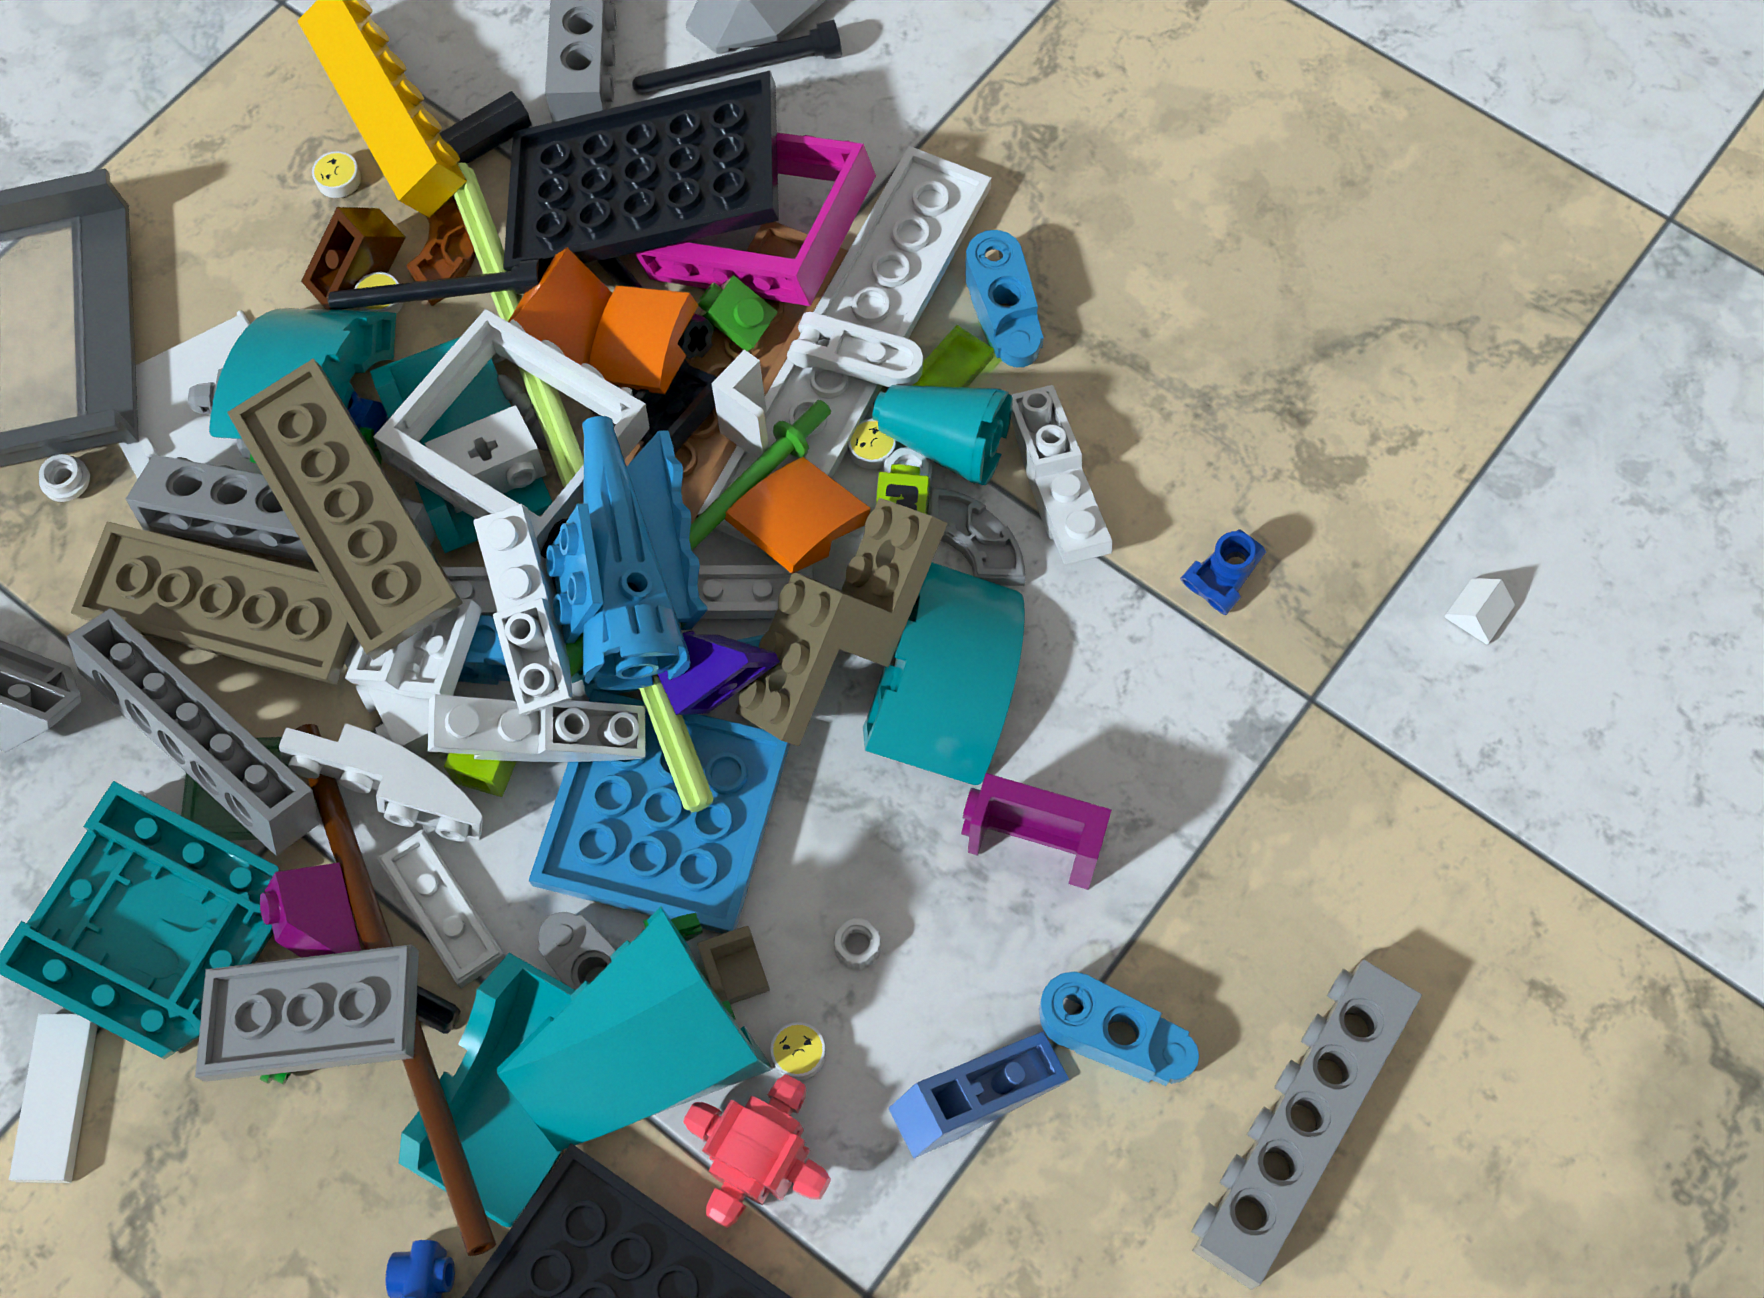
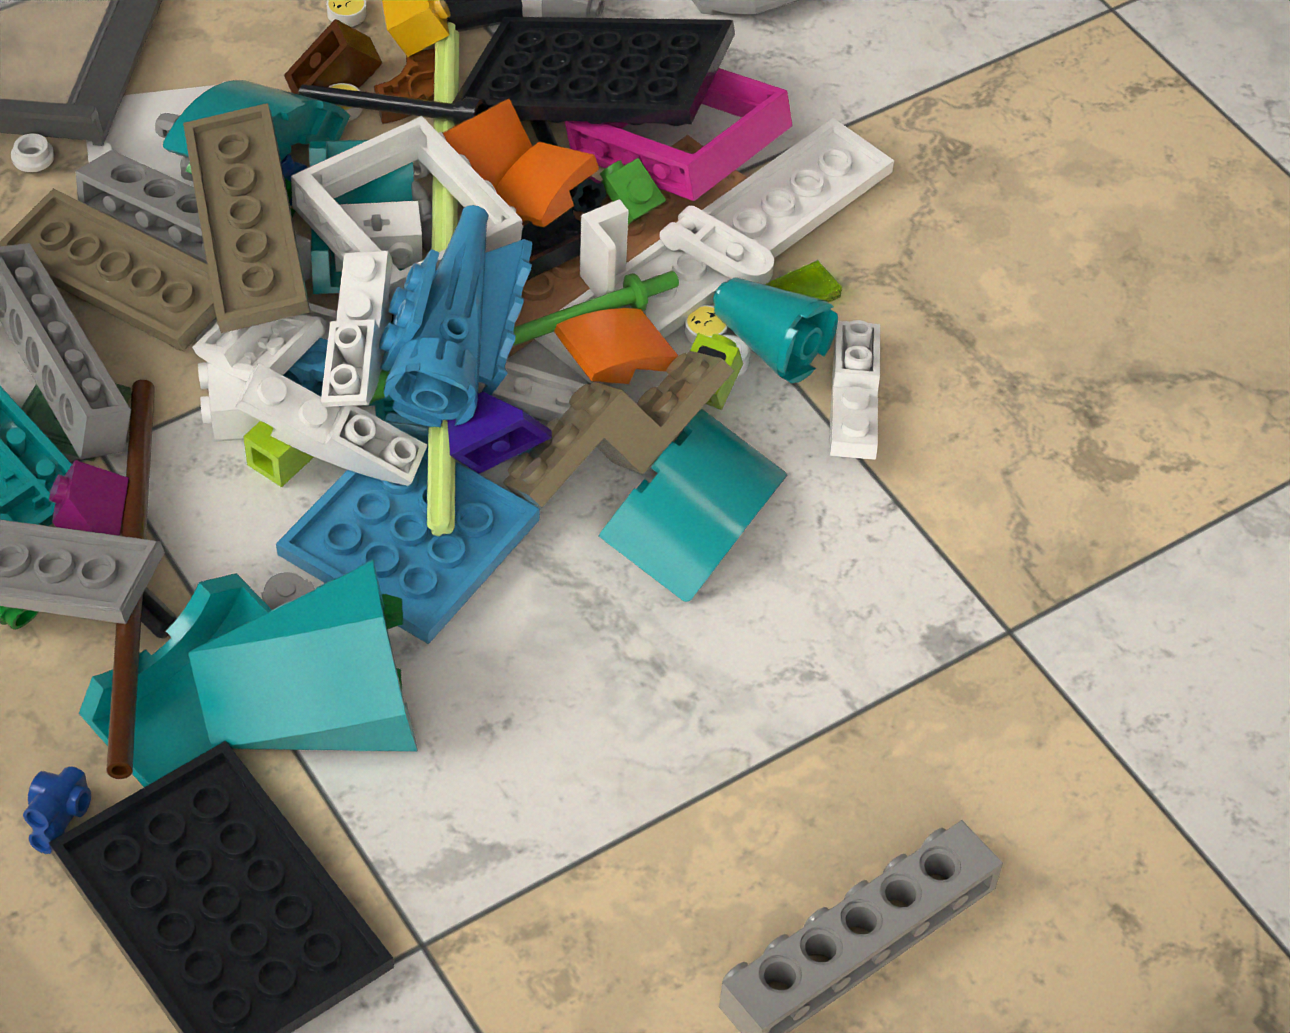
camera: 15 degrees right, 15 degrees down
(406, 784) = (204, 436): white slope -> none
(441, 908) = (193, 537): white tile -> none
(733, 965) = (420, 656): dark tan panel -> none
(756, 1150) = (376, 795): coral piece -> none
(798, 1050) = (444, 743): light yellow tile -> none
(820, 41) = (792, 25): black piece -> none
(863, 960) = (530, 695): white axle -> none
(976, 1093) = (579, 817): medium blue slope -> none
(979, 536) = (767, 418): light grey tile -> none
(1011, 330) = (866, 249): dark azure piece -> none
(1038, 818) = (722, 627): magenta panel -> none
(1160, 1050) = (712, 790): dark azure piece -> none
(1219, 580) = (976, 504): blue plate -> none
(1481, 608) = (1193, 607): white slope -> none

